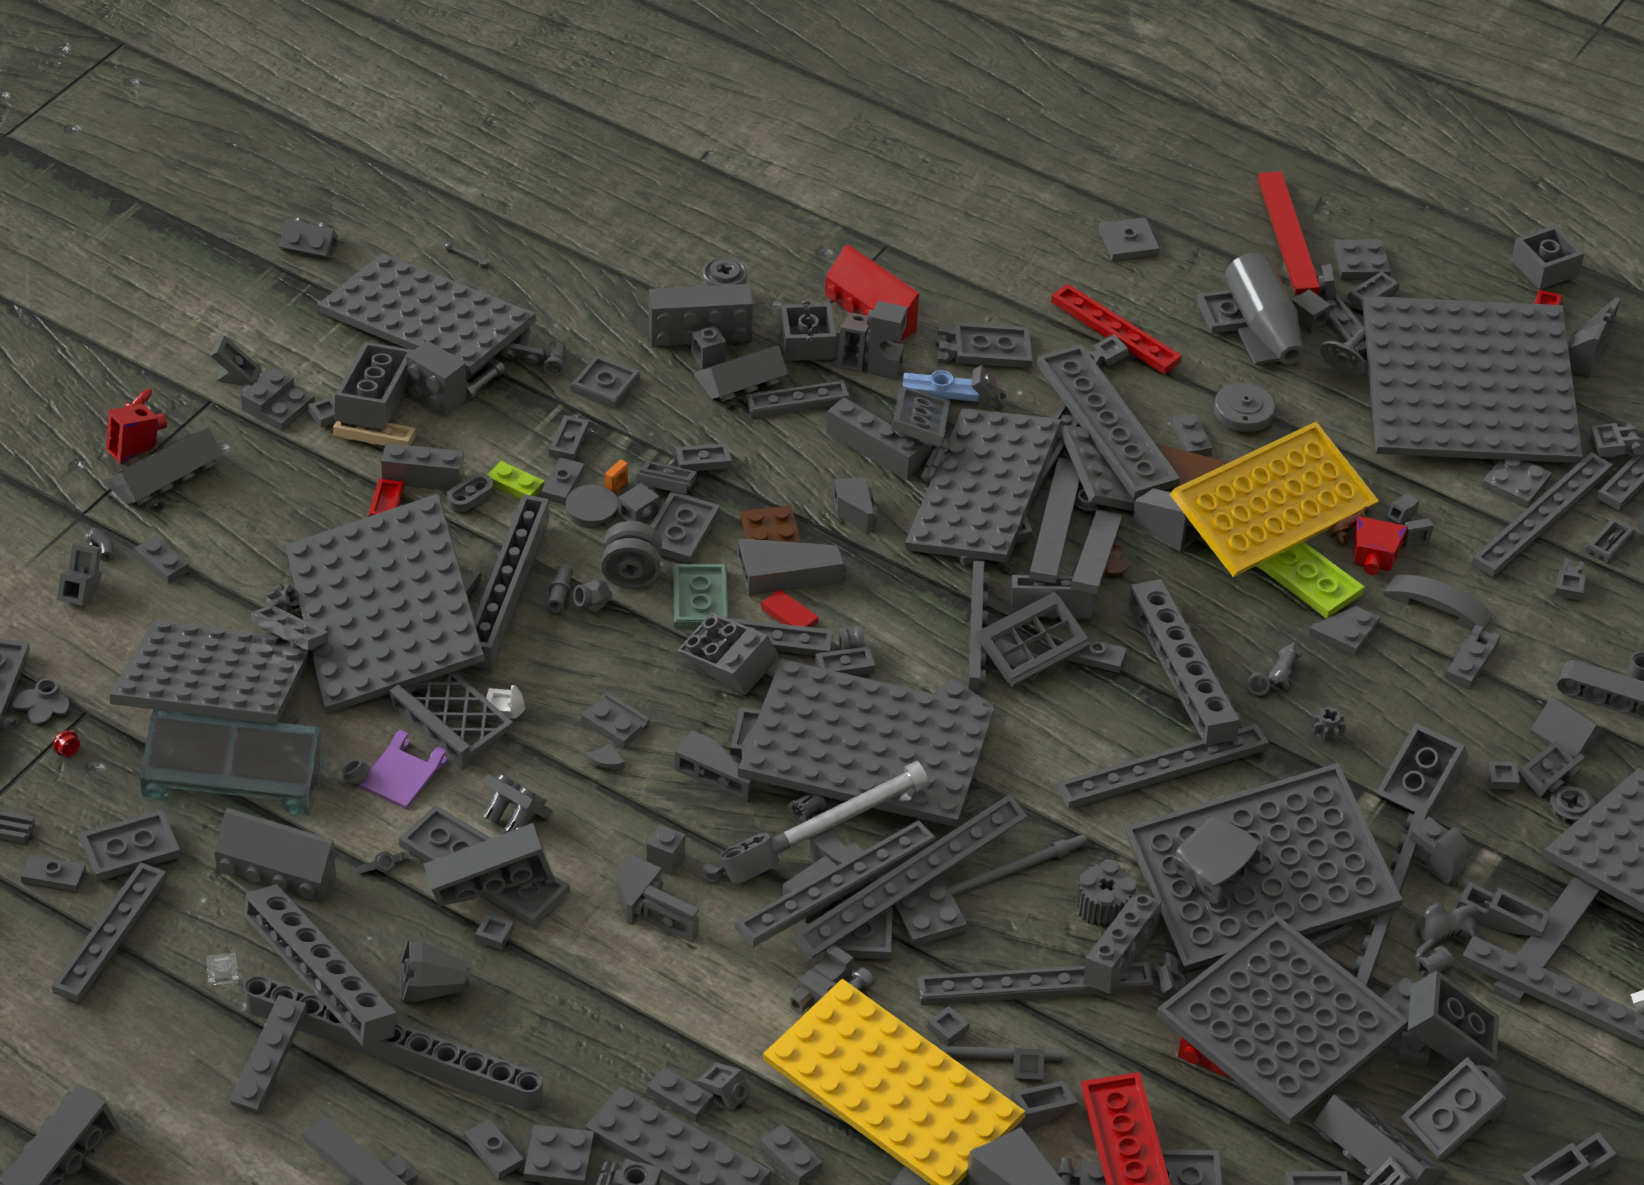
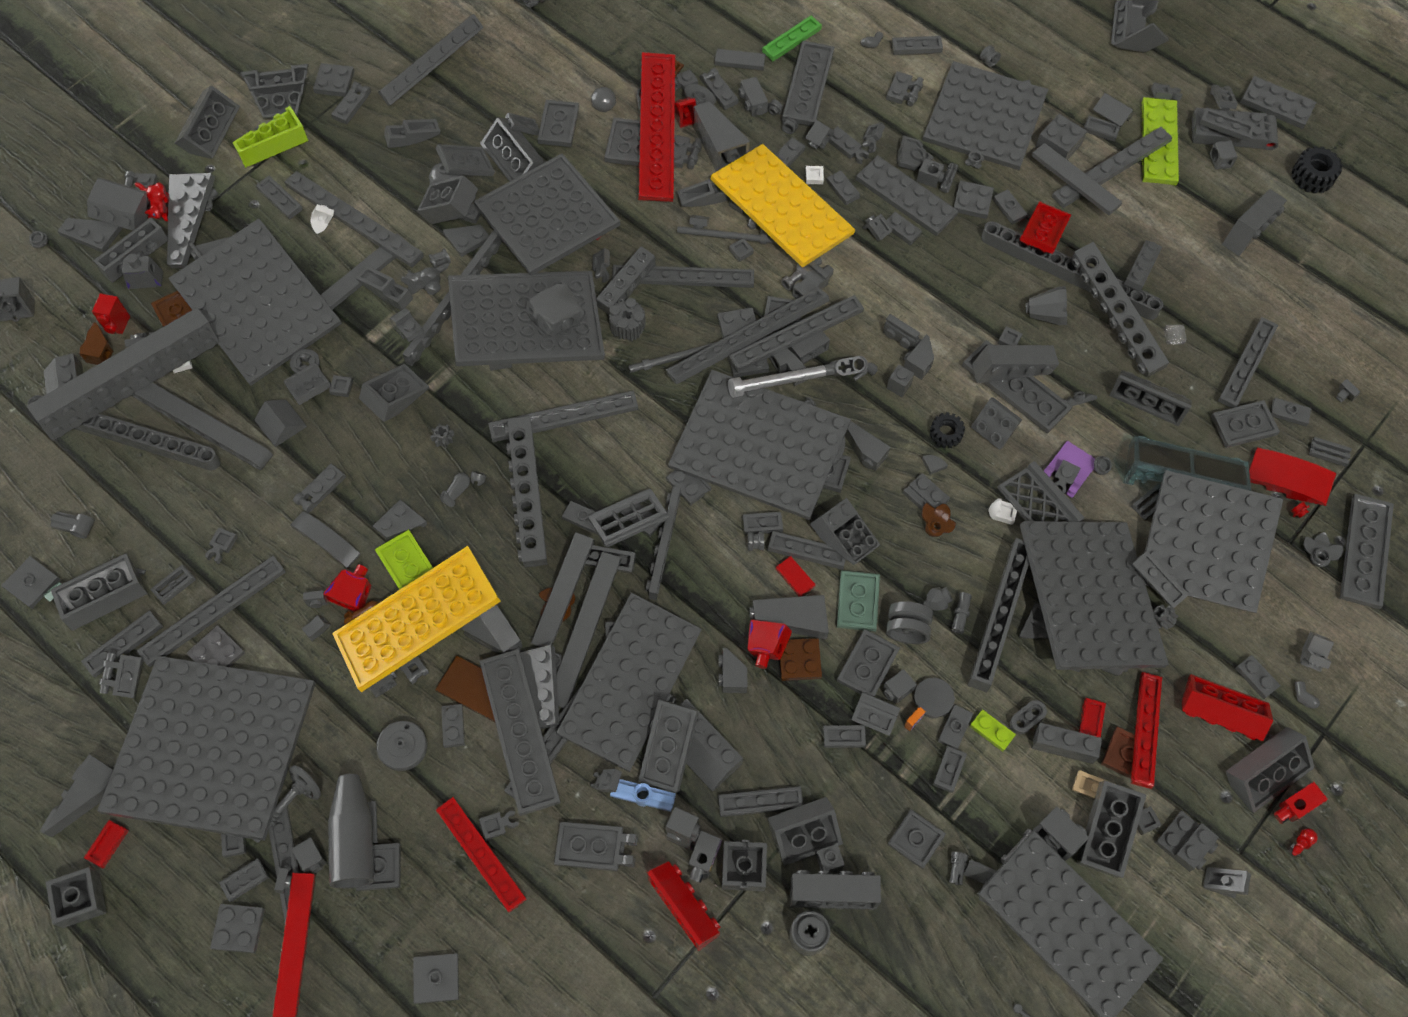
camera: 170 degrees left, 20 degrees up
(73, 778) = (1292, 476): none -> red slope
(210, 520) = (1227, 708): none -> red slope
(320, 479) = (1146, 730): none -> red tile
(343, 468) = (1120, 752): none -> copper plate
(412, 750) = (1066, 474): none -> dark grey plate
(435, 1090) = (1045, 228): none -> red plate
(589, 809) = (951, 421): none -> black tyre
(598, 683) = (939, 517): none -> reddish brown plate
(817, 526) = (767, 641): none -> red torso
(844, 1164) = (814, 175): none -> white plate

